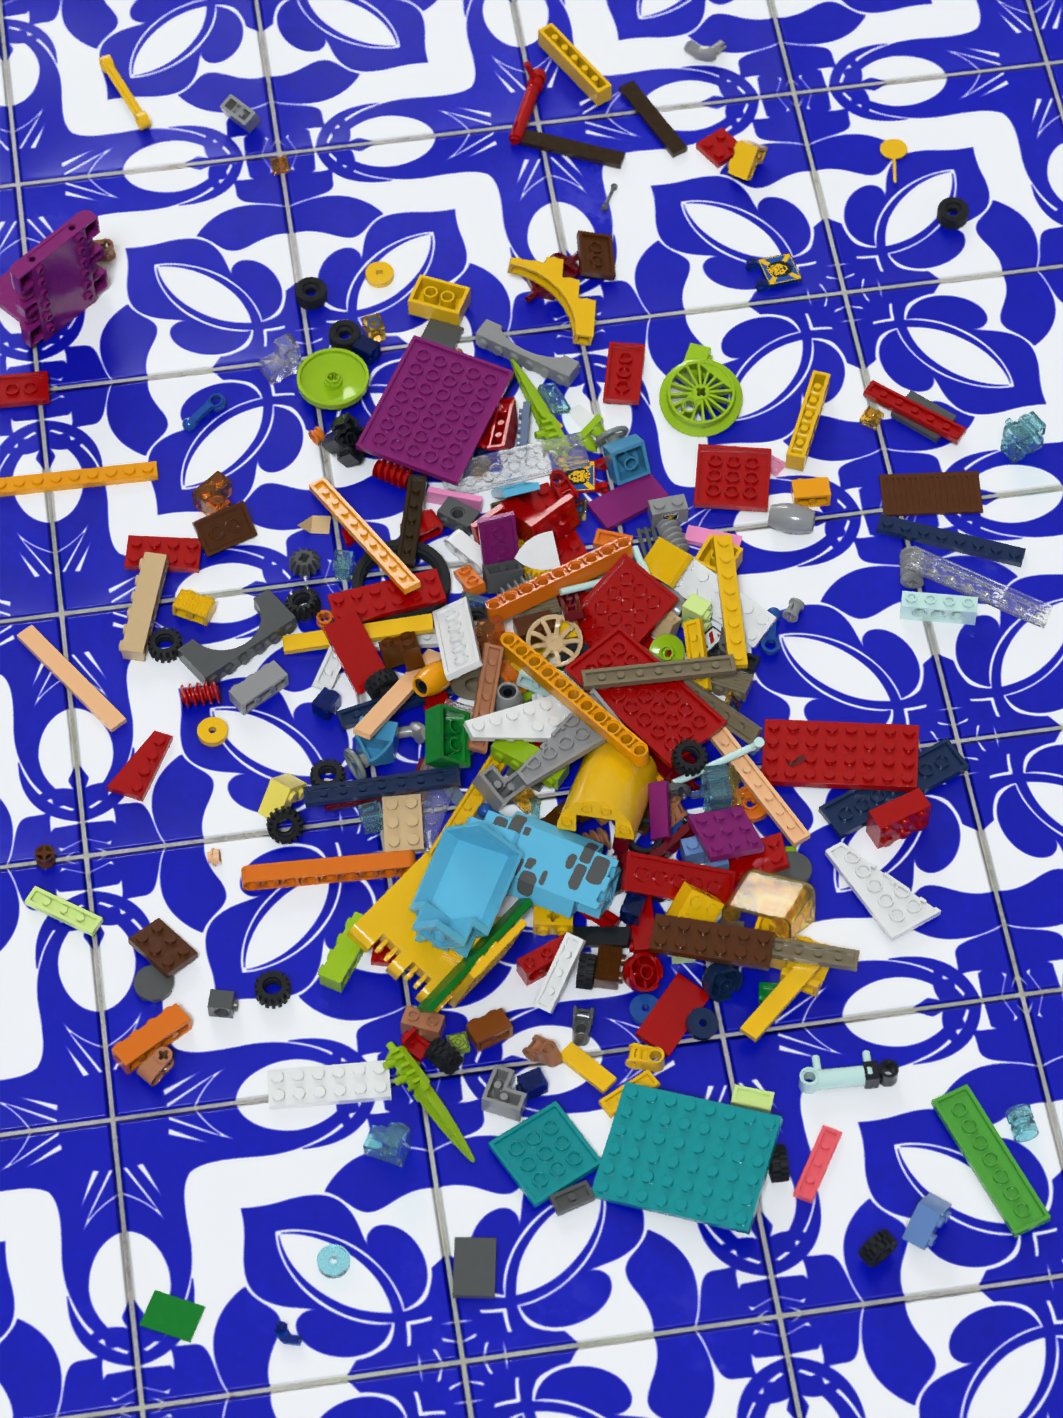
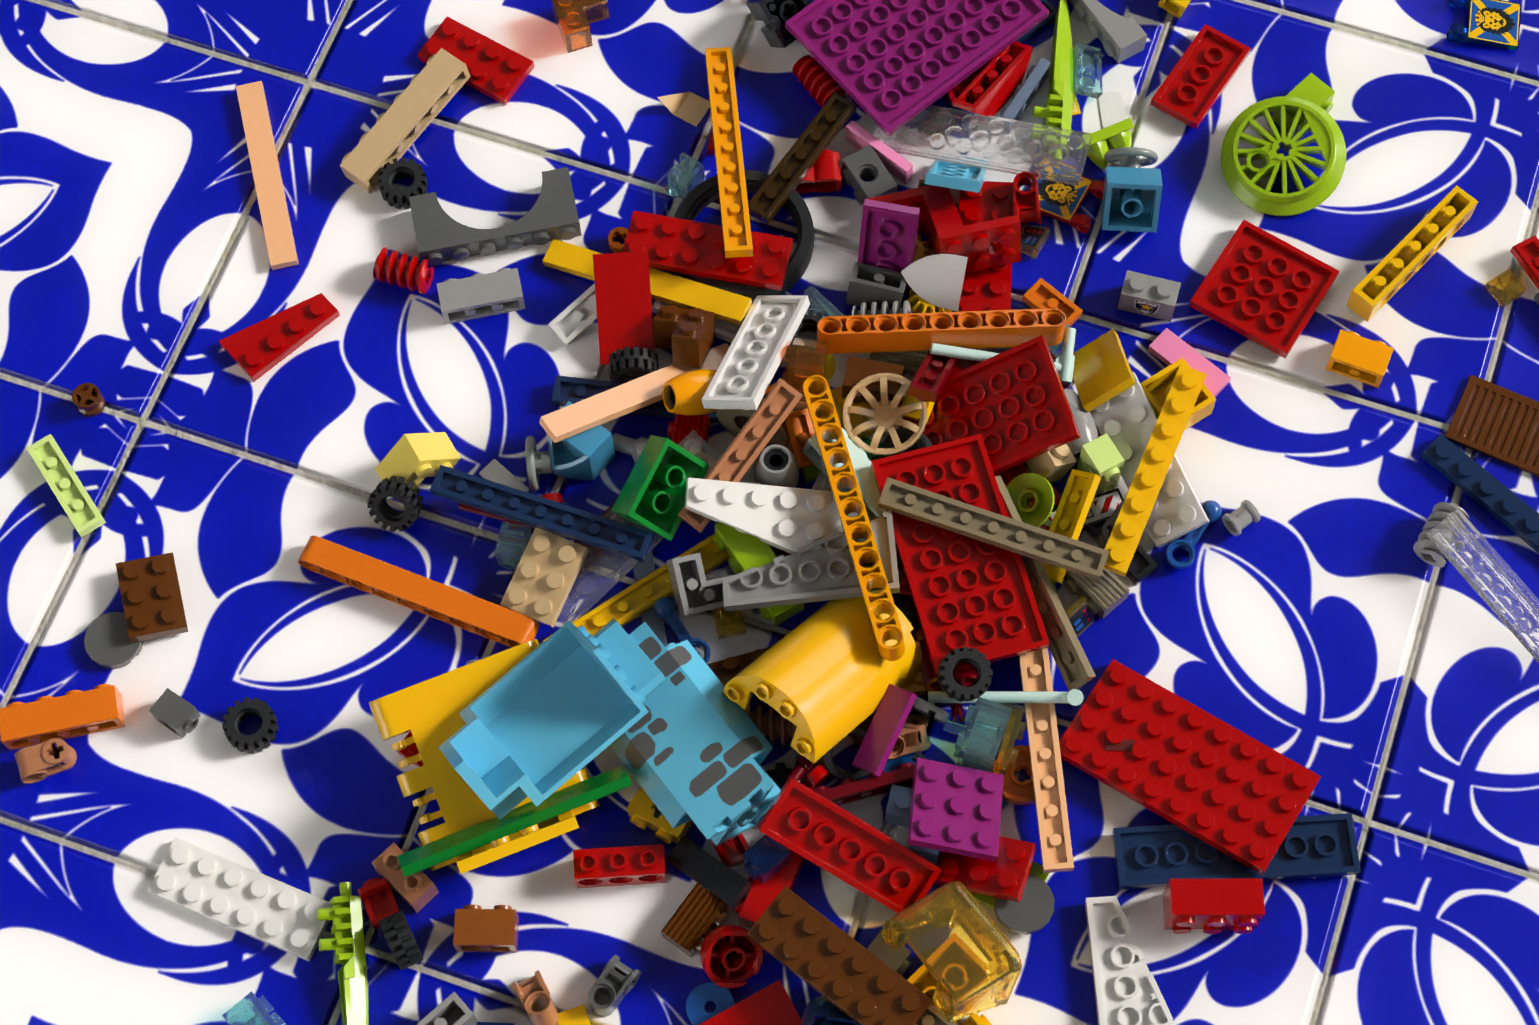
camera: 30 degrees right, 10 degrees up
(194, 607) = (467, 148): yellow brick -> none
(212, 724) = (392, 317): yellow piece -> none
(214, 857) = (290, 502): light nougat plate -> none
(224, 528) = (564, 60): reddish brown plate -> none
(303, 596) = (606, 217): black tyre -> none
(304, 562) = (638, 152): dark grey gear -> none
(326, 704) = (552, 358): clear blue brick -> none
(326, 767) = (490, 446): black tyre -> none
(342, 959) = (357, 729): lime brick -> none
(459, 1041) = (437, 927): tile -> none
(464, 549) = (848, 218): white beam -> none
(470, 580) = (833, 274): orange plate -> none
(535, 807) = (729, 644): clear light blue arm -> none
(559, 972) = (618, 898): white plate -> none
(586, 971) = (657, 913): black tyre -> none
(625, 501) = (1103, 257): magenta tile -> none
(646, 531) = (1105, 310): dark grey tile -> none
(672, 532) = (1134, 335): light grey piece -> none
(695, 904) = (851, 899): yellow brick -> none
(776, 466) = (1334, 298): clear pink tile -> none
(791, 518) = (1311, 384): light grey piece -> none
(938, 607) = (1446, 611): light aqua brick -> none

